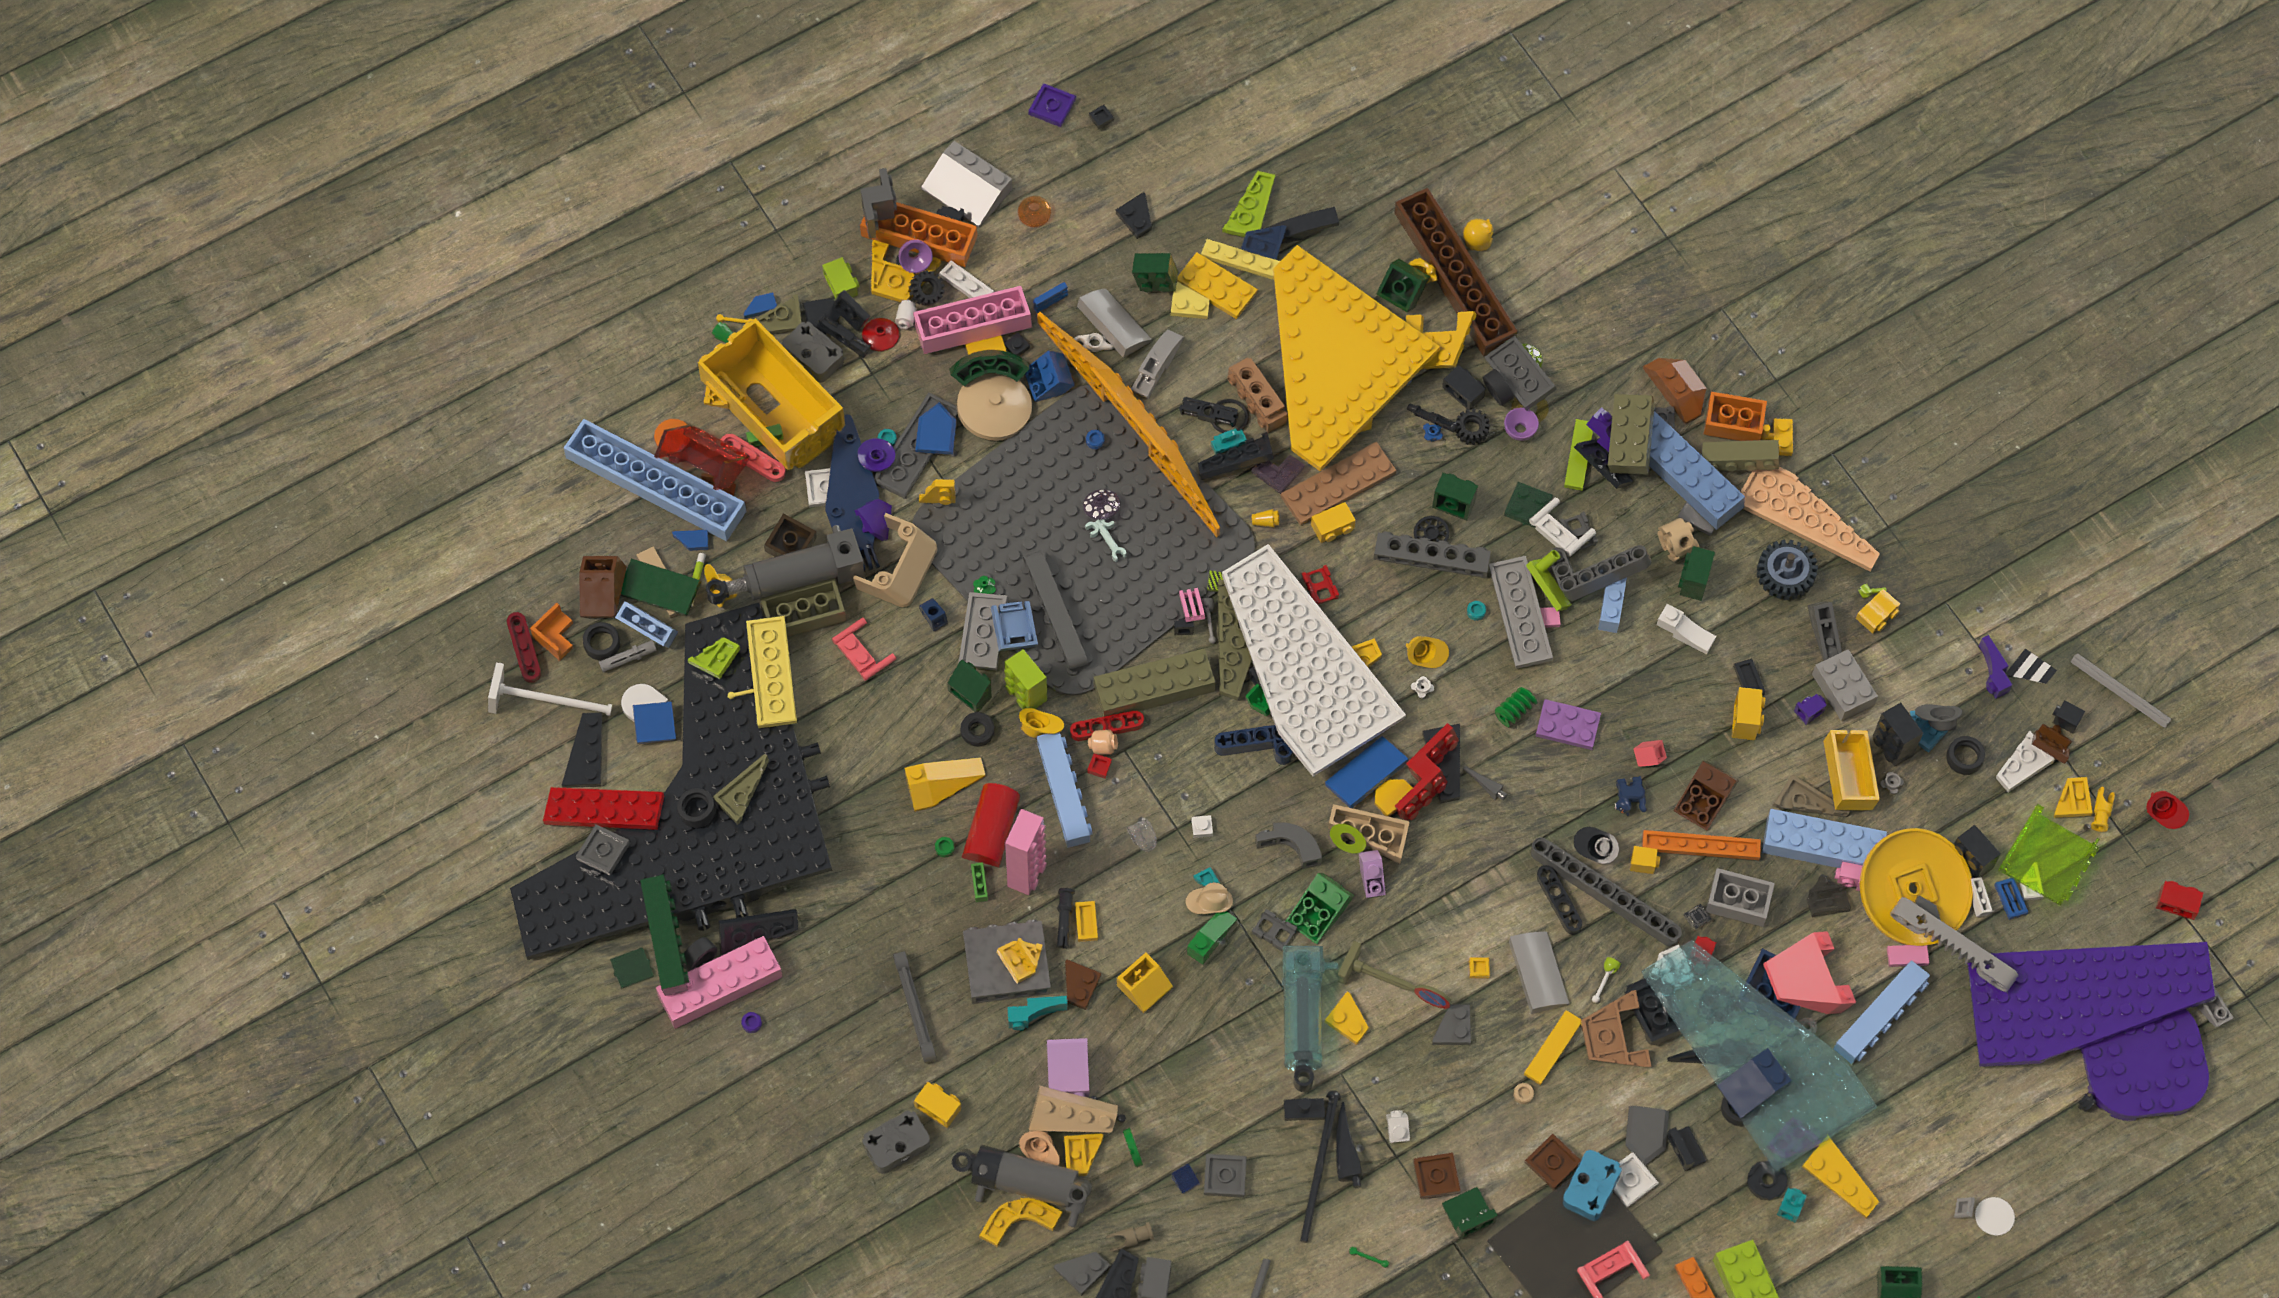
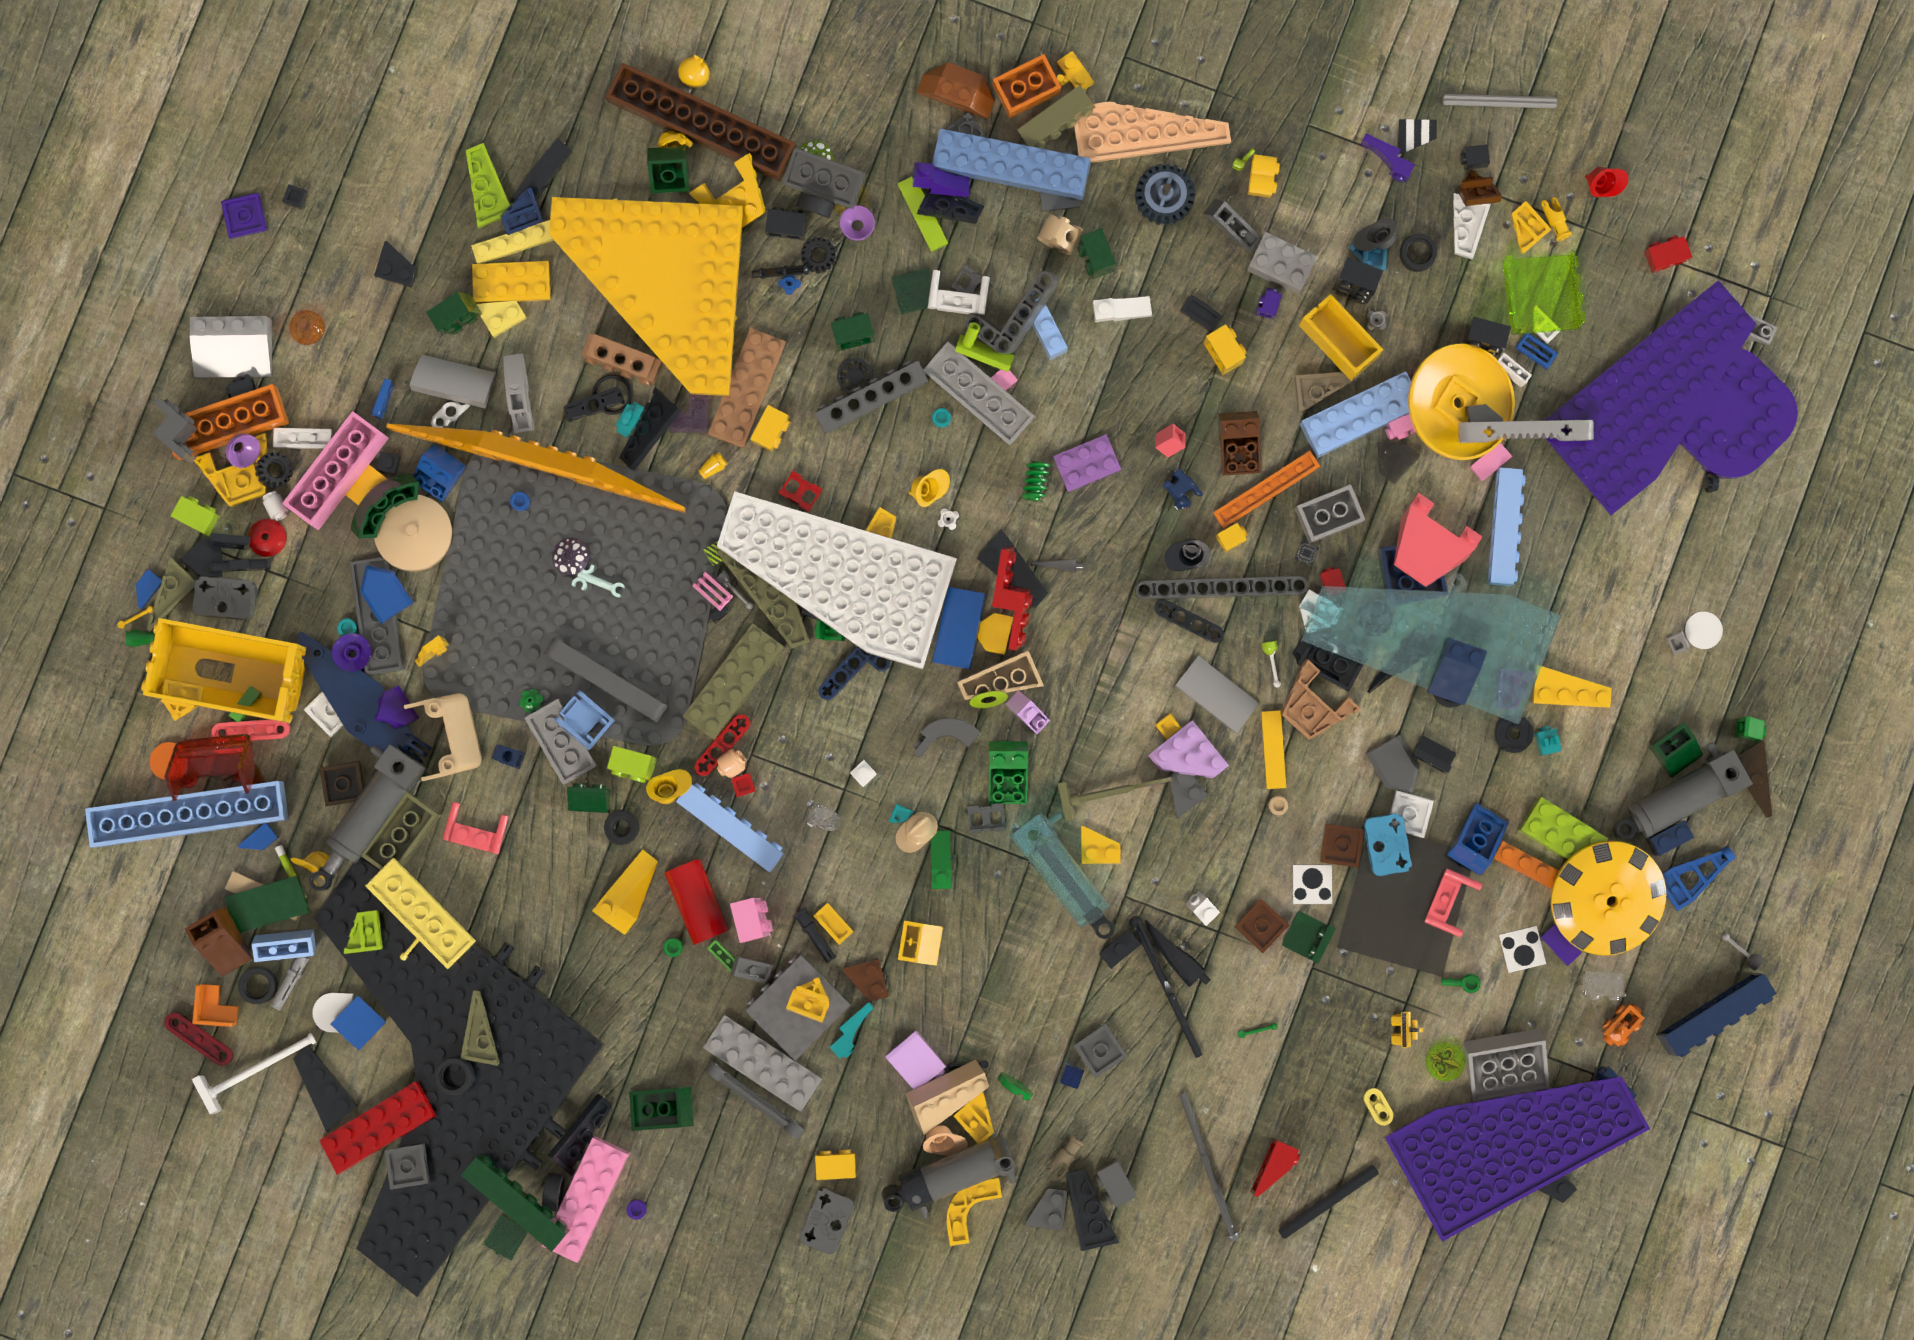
camera: 35 degrees left, 20 degrees up
(836, 959) = (661, 1108): none -> dark green slope
(943, 985) = (762, 1063): none -> light grey plate
(993, 904) = (751, 969): none -> dark grey plate
(1480, 998) = (1189, 754): none -> lavender plate
(1504, 1177) = (1312, 884): none -> white sticker
(1631, 434) = (958, 170): olive brick -> none
(1672, 1238) = (1478, 839): none -> blue slope

